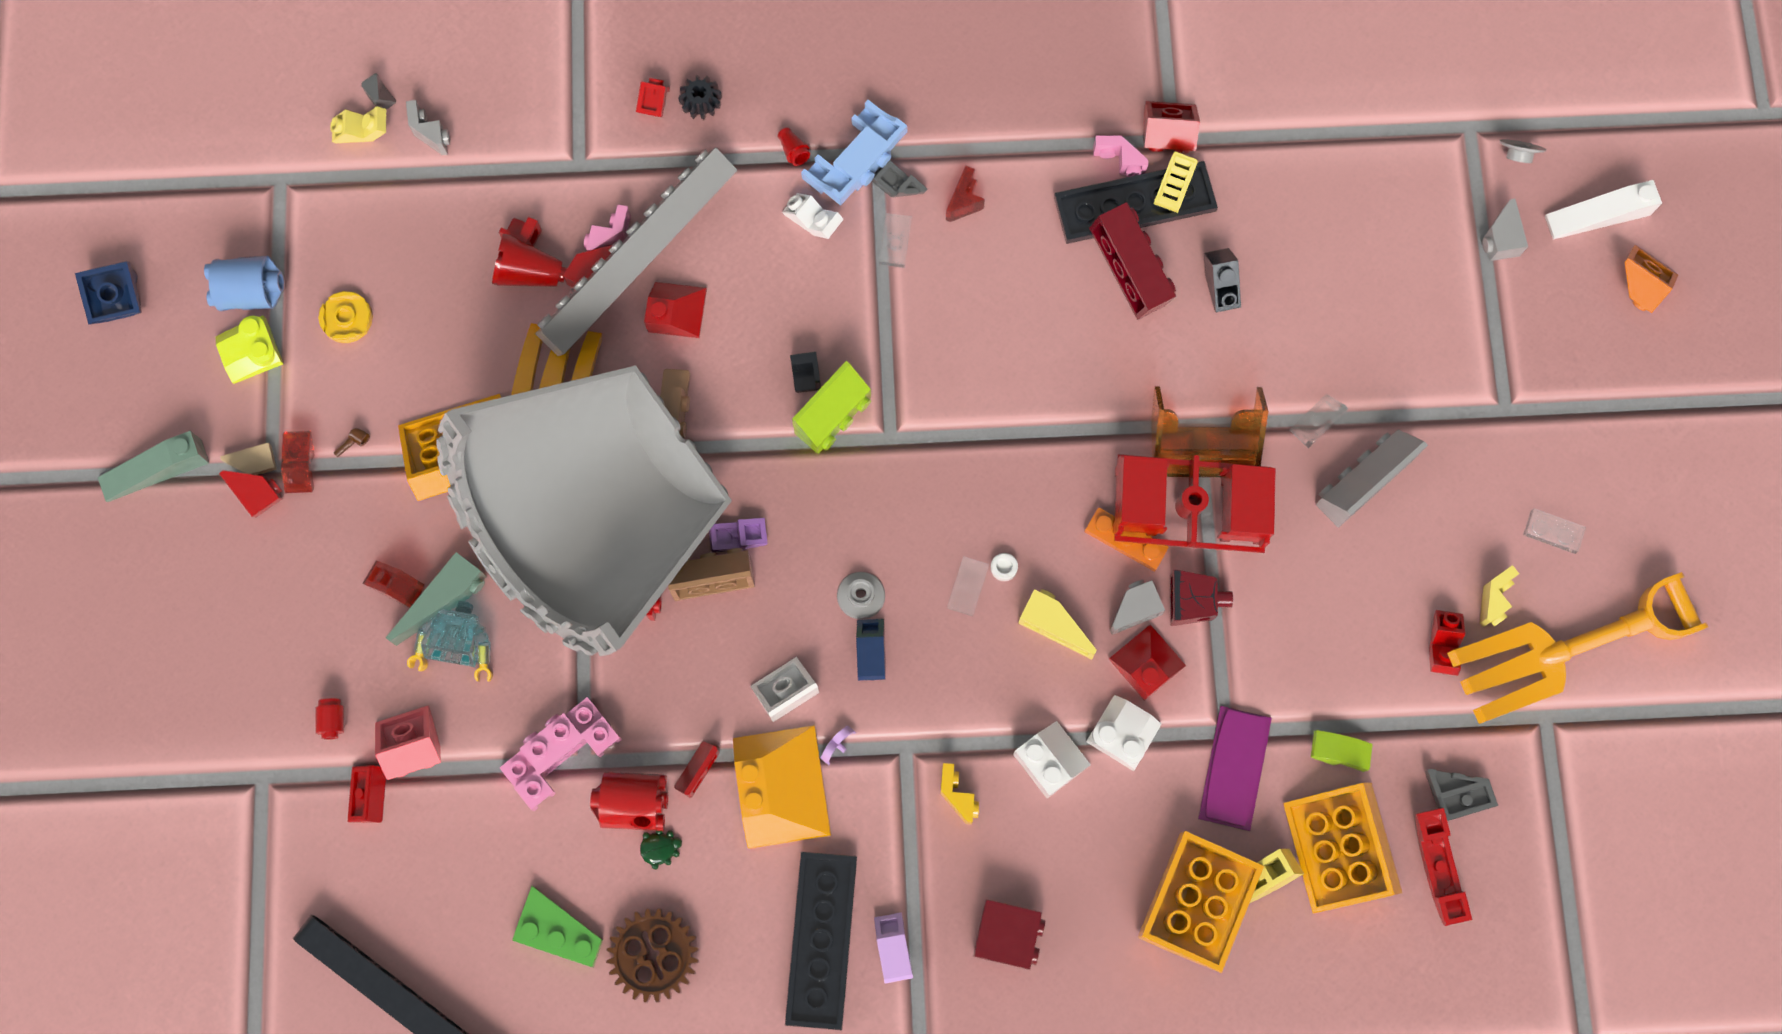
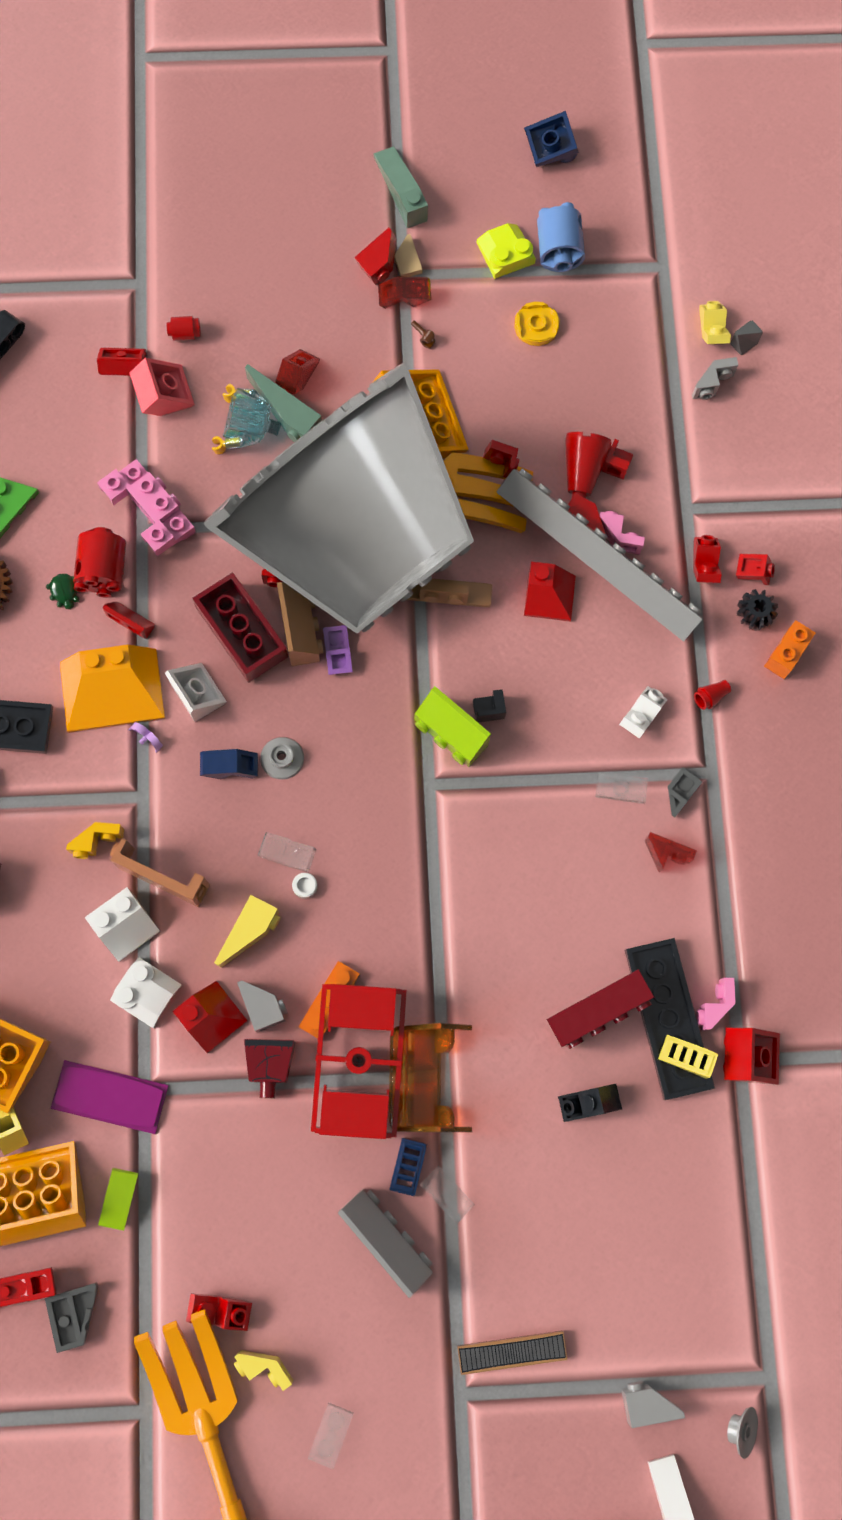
camera: 85 degrees right, 0 degrees up
(517, 347) = (503, 454): none -> red bracket
(640, 147) = (706, 559): none -> red slope
(713, 638) = (240, 627): none -> dark red brick
(746, 67) = (789, 649): none -> orange brick
(861, 158) = (702, 755): light blue bracket -> none
(1019, 679) = (192, 893): none -> nougat panel
(1287, 446) = (417, 1169): none -> dark blue slope
(1464, 360) = (512, 1352): none -> tile

